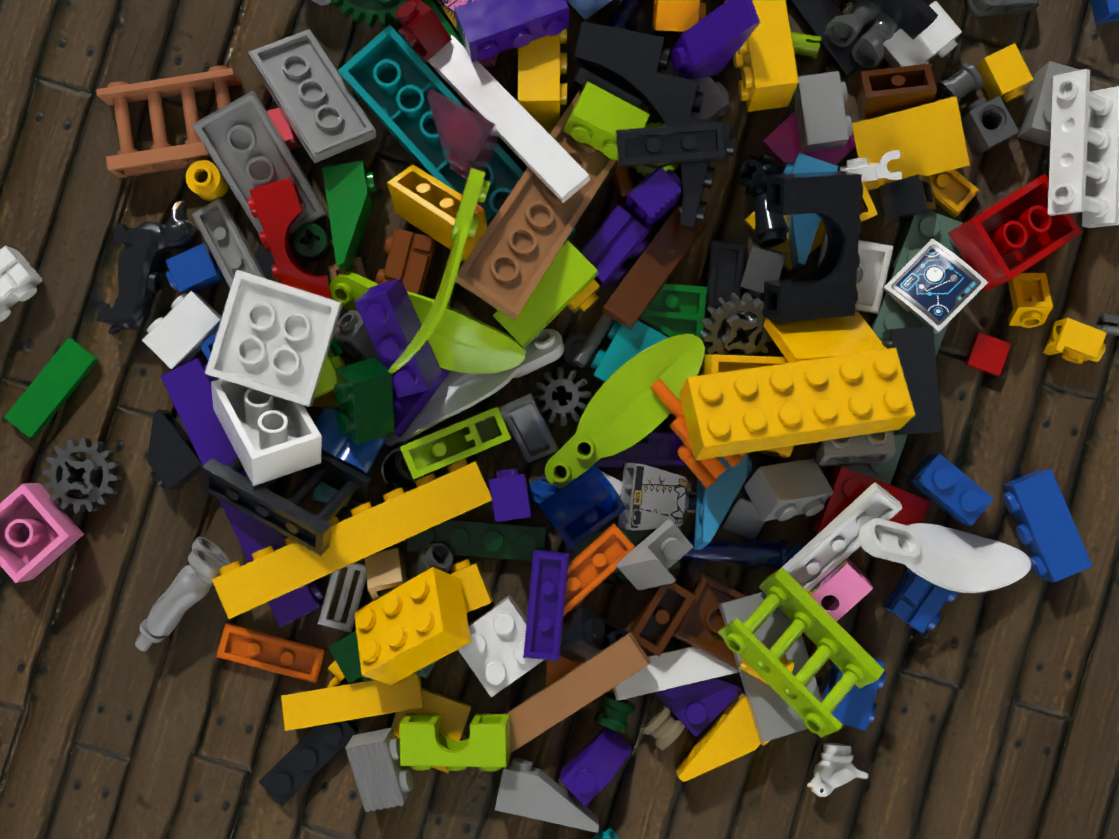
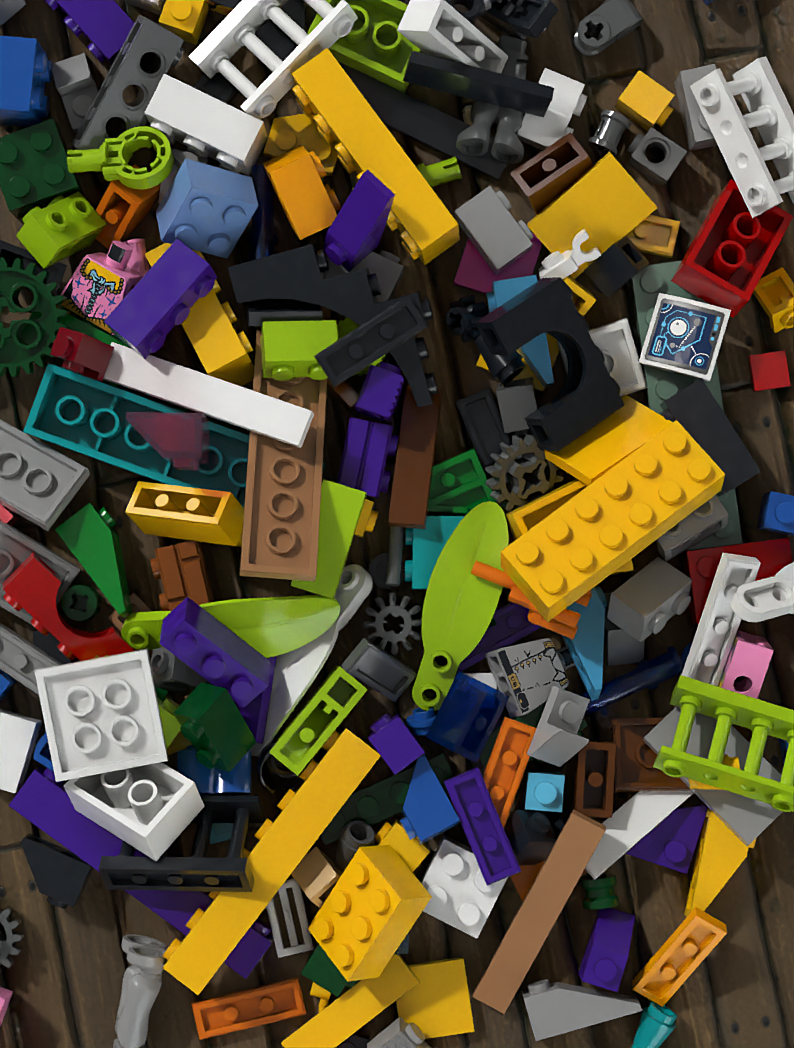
camera: 30 degrees left, 0 degrees up
(426, 745) = (441, 1015): lime arch -> none
(464, 225) = (223, 520): lime plant -> none
(508, 562) = (426, 805): none -> blue slope
(613, 603) = (543, 790): none -> medium azure brick
(653, 804) = (679, 956): none -> light orange plate
(663, 727) = (651, 881): dark tan wheel -> none

